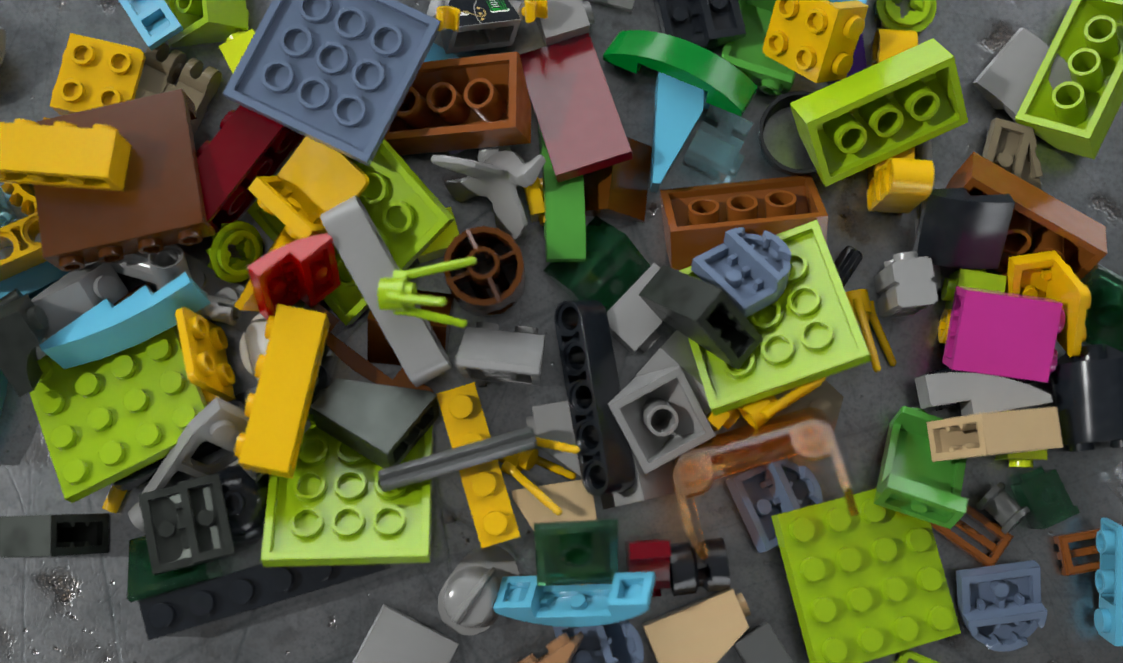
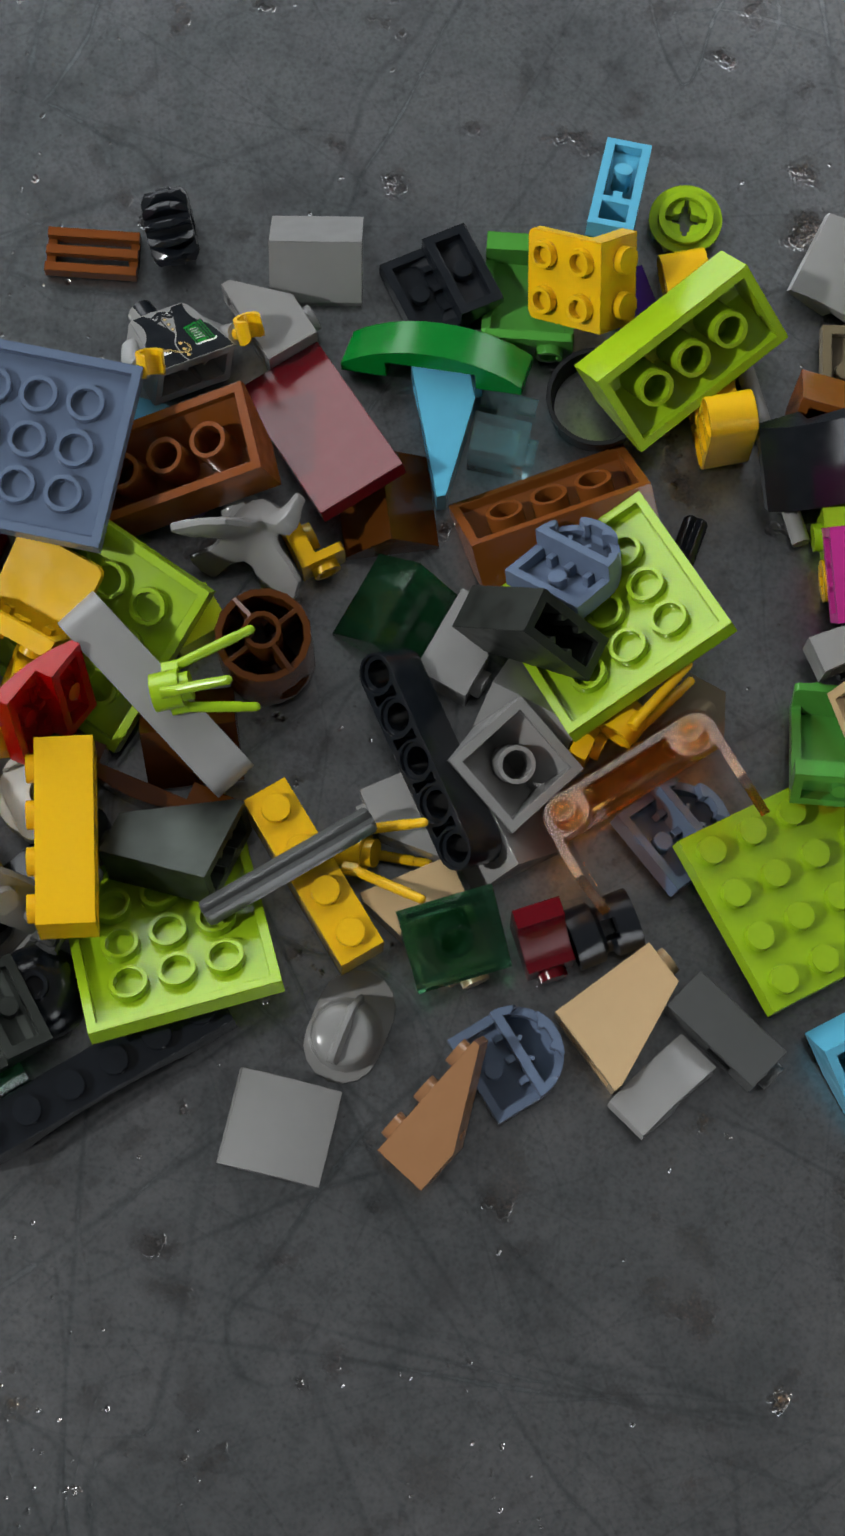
camera: 10 degrees left, 5 degrees down
(501, 355) = (310, 741): light grey slope -> none
(563, 214) = (341, 557): bright green slope -> none
(575, 604) = (414, 1018): medium azure slope -> none
(864, 312) = (724, 588): yellow plant -> none
(905, 285) = (763, 544): light grey brick -> none

